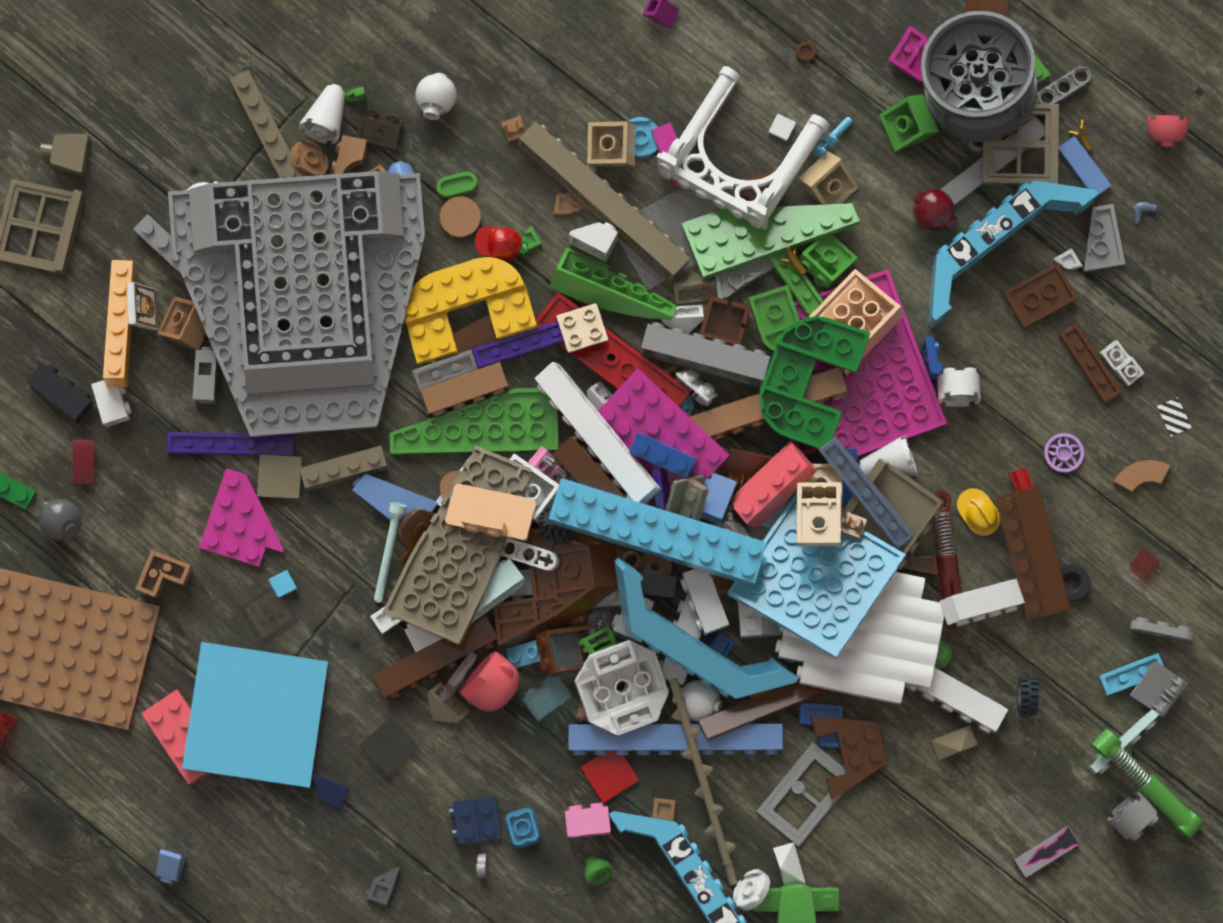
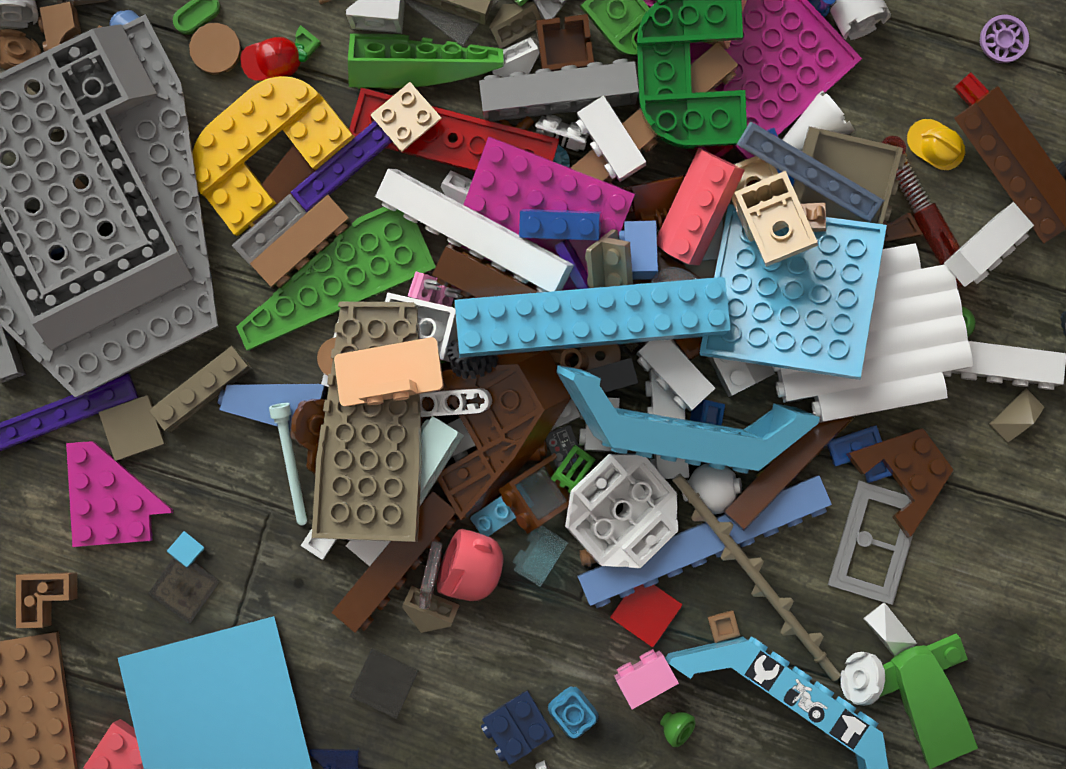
camera: 20 degrees left, 5 degrees up
(727, 407) = (610, 139): none -> white brick

